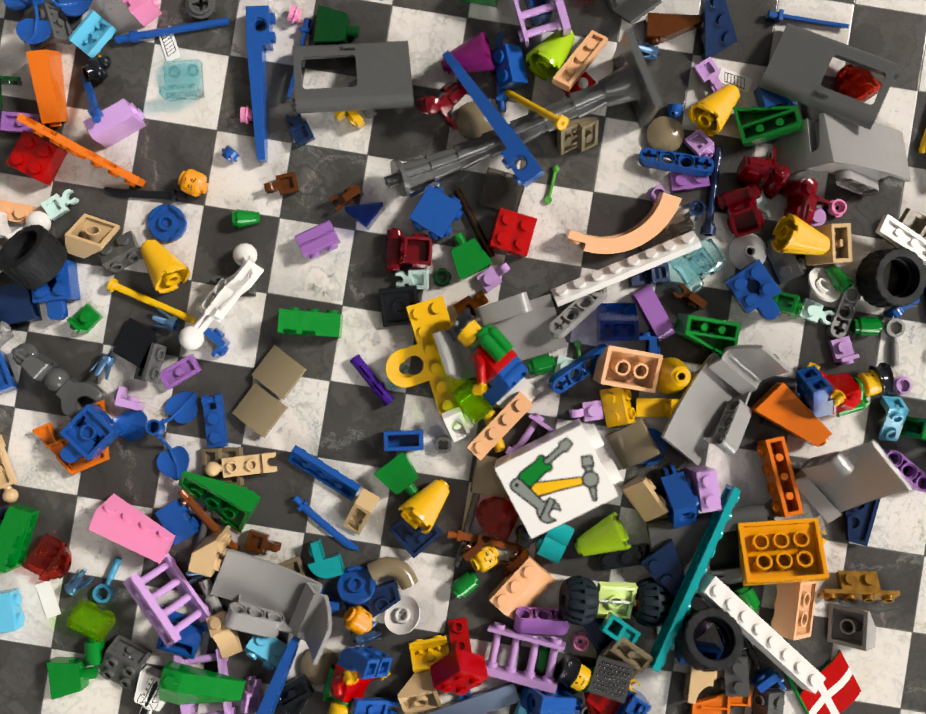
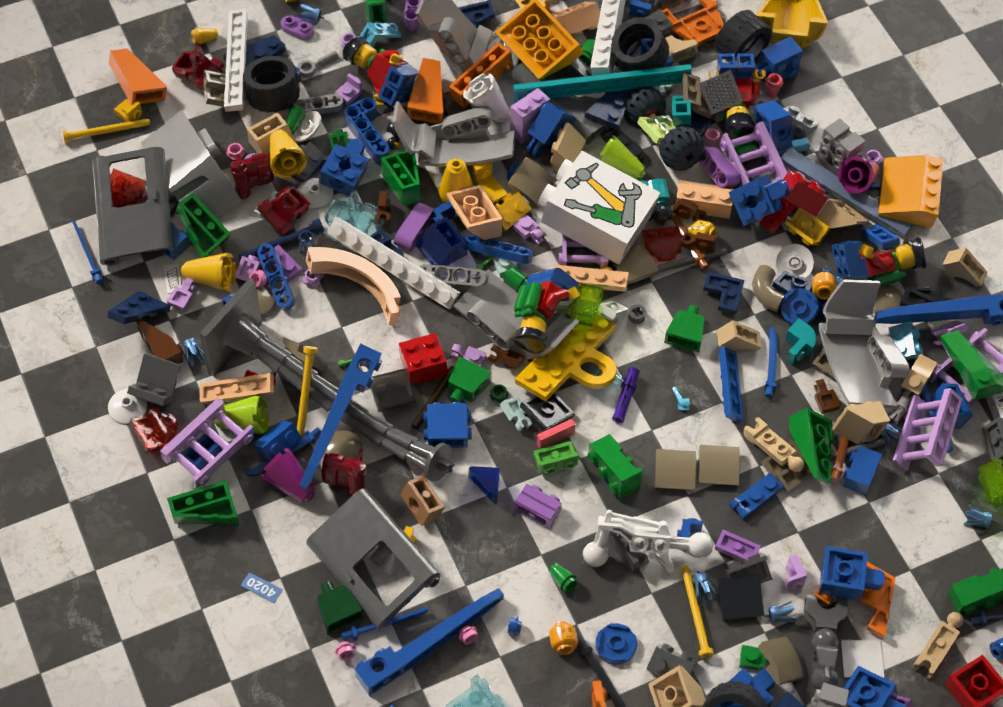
camera: 120 degrees left, 30 degrees down
(33, 402) = (864, 654): none -> white sticker
(49, 558) = (979, 552): clear red slope -> none
(61, 333) = (783, 660): none -> dark tan slope
(110, 576) = (952, 498): dark azure piece -> none
(131, 529) = (896, 493): bright pink wedge -> none
(163, 267) = (656, 615): yellow cone -> none
(183, 409) = (815, 507): blue plant -> none
(285, 184) = (509, 562): reddish brown plate -> none
(300, 131) = (451, 579): dark blue plate -> none
(334, 421) = (683, 404): none -> medium azure hand
(350, 195) = (482, 503): reddish brown plate -> none
(350, 282) = (556, 458): none -> bright green bracket
(372, 297) = (556, 434): none -> coral tile
(379, 148) = (422, 500): none -> medium nougat brick
(403, 440) = (656, 338): blue brick -> none
(407, 250) = (495, 429): dark red piece -> none
(425, 505) = (696, 290): yellow cone -> none
(465, 584) = (734, 234): green brick -> none
(477, 627) = (759, 198): none -> blue brick
(682, 144) = (259, 277): none -> bright pink plate
(748, 461) = (486, 92): none -> white cone
(764, 173) = (244, 208): dark red piece -> none
(780, 335) = (358, 120): none -> blue beam
(814, 311) = (331, 122): light aqua plate -> none
(866, 326) = (319, 84): green brick -> none

